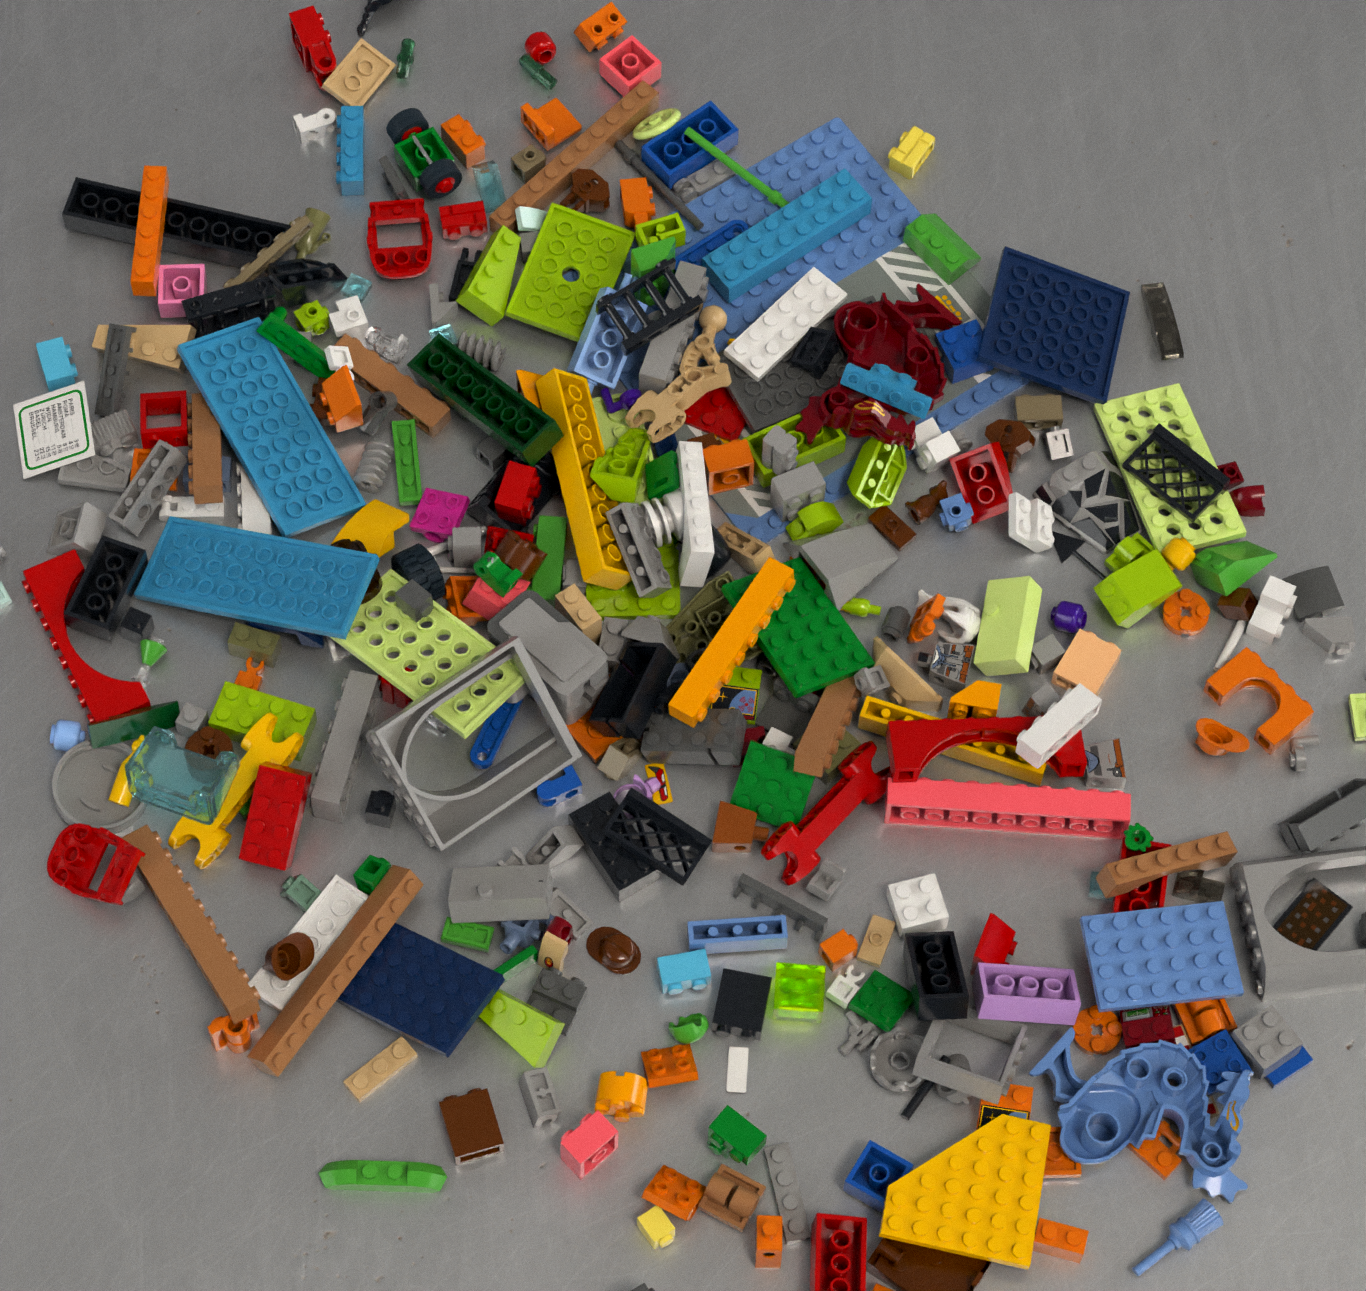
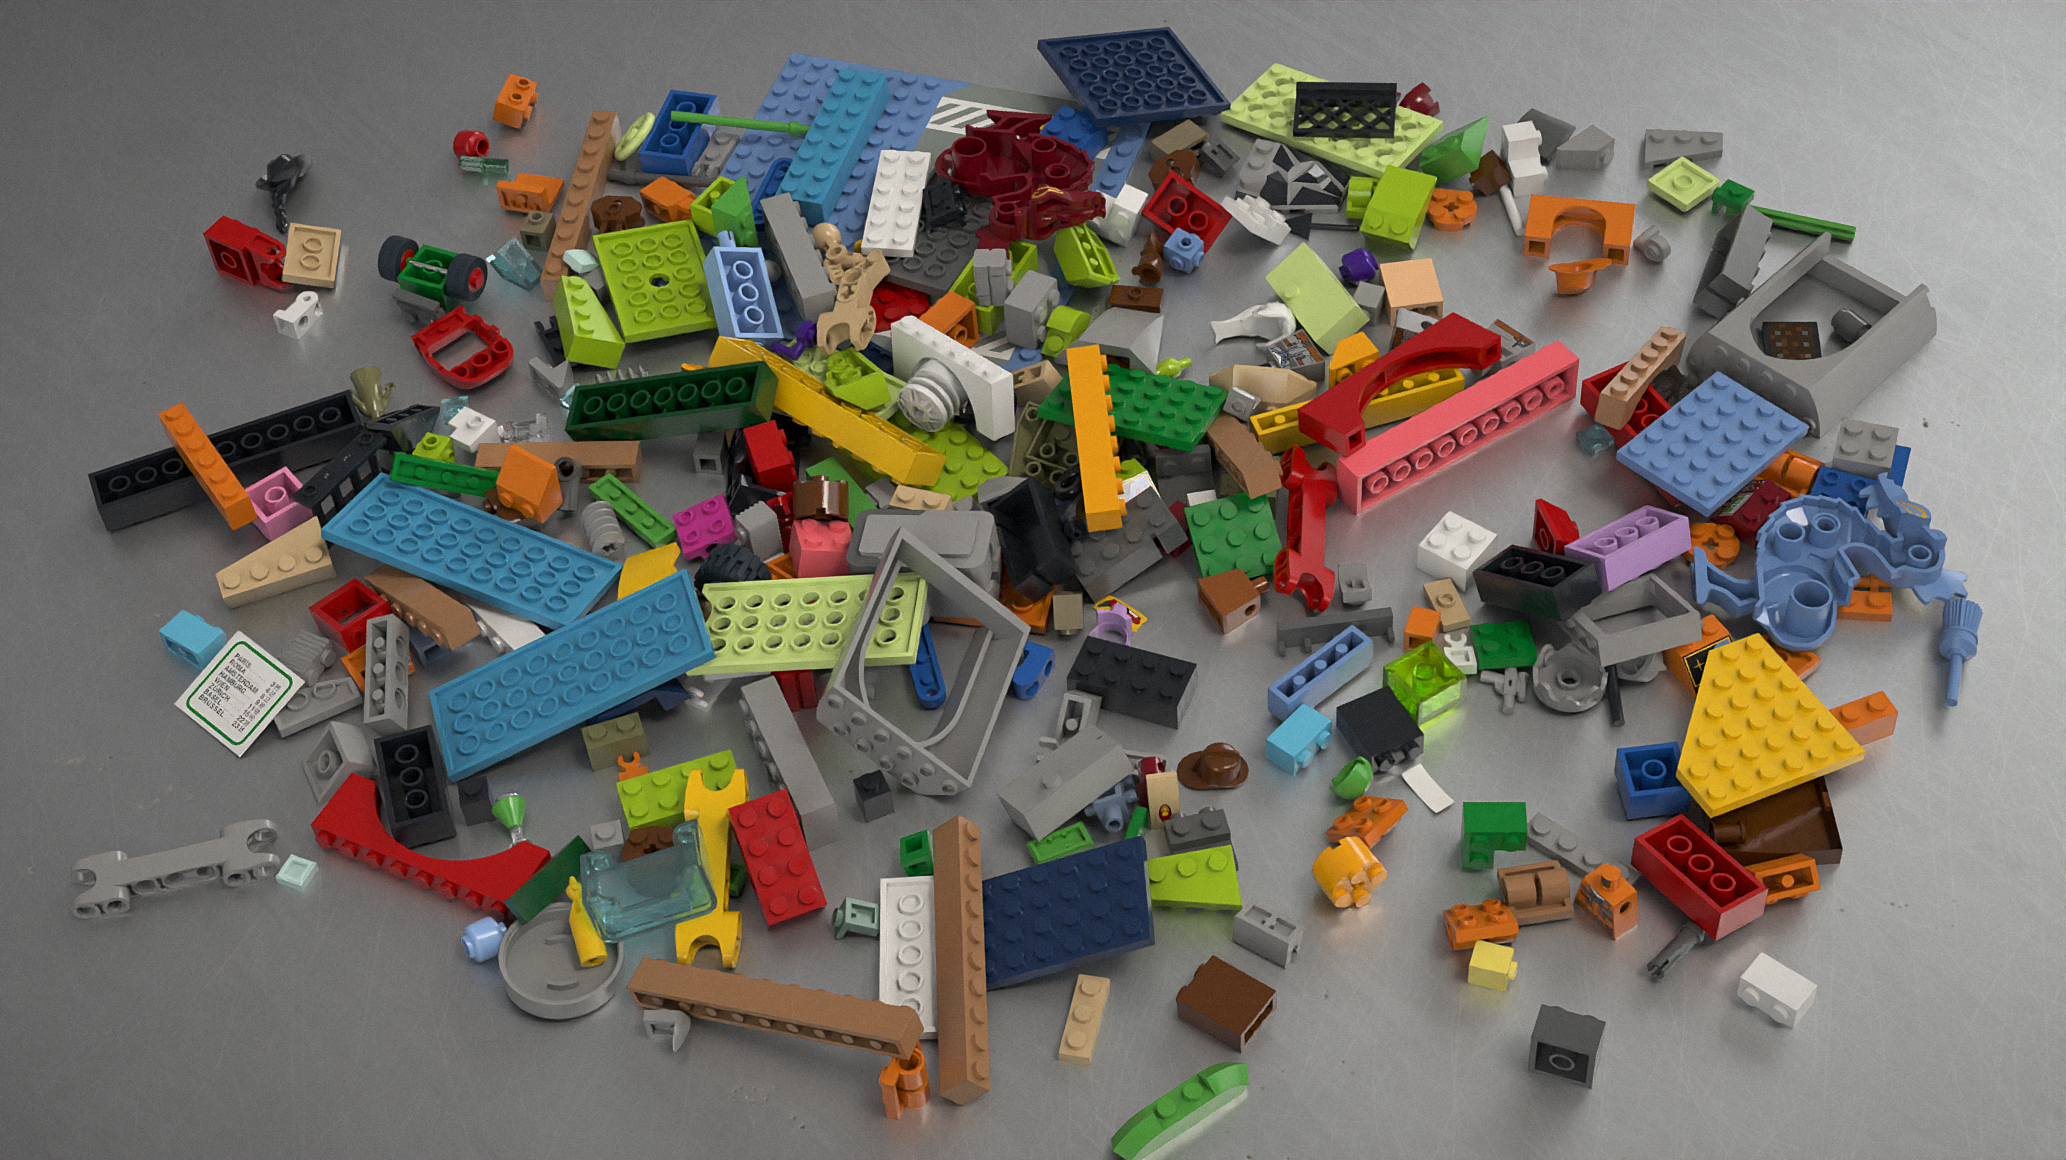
camera: 30 degrees left, 15 degrees down
(78, 855) = (590, 1029): red slope -> none
(114, 369) = (263, 600): dark grey hinge -> none
(189, 510) = (443, 672): white plate -> none
(281, 244) = (347, 420): dark tan plate -> none
(290, 956) = (902, 973): reddish brown piece -> none
(337, 357) = (490, 460): white plate -> none
(352, 150) = (356, 311): dark azure brick -> none
(405, 58) = (345, 221): clear green axle -> none
(414, 600) = (757, 585): dark grey brick -> none
(463, 141) = (461, 241): orange brick -> none
(463, 220) = (514, 303): red brick -> none
(496, 573) = (815, 522): green leg -> none
(588, 1144) = (1358, 934): coral brick -> none
(629, 65) = (568, 112): coral brick -> none
(638, 550) = (931, 431): light grey brick -> none
(650, 329) = (785, 255): black fence -> none
(662, 475) = (898, 363): green piece -> none
(664, 825) = (1160, 631): black fence -> none
(888, 387) = (1054, 172): dark azure bracket -> none
(895, 623) = (1212, 357): dark grey brick -> none
(911, 152) = (882, 38): light yellow brick -> none
(922, 622) = (1239, 334): orange plate -> none
(940, 247) = (975, 85): bright green slope -> none
(1057, 725) = (1447, 322): white brick -> none
(1140, 833) = (1598, 369): green animal -> none
(1162, 321) = (1220, 30): clear smoke slope -> none
(1178, 553) = (1408, 157): yellow head -> none

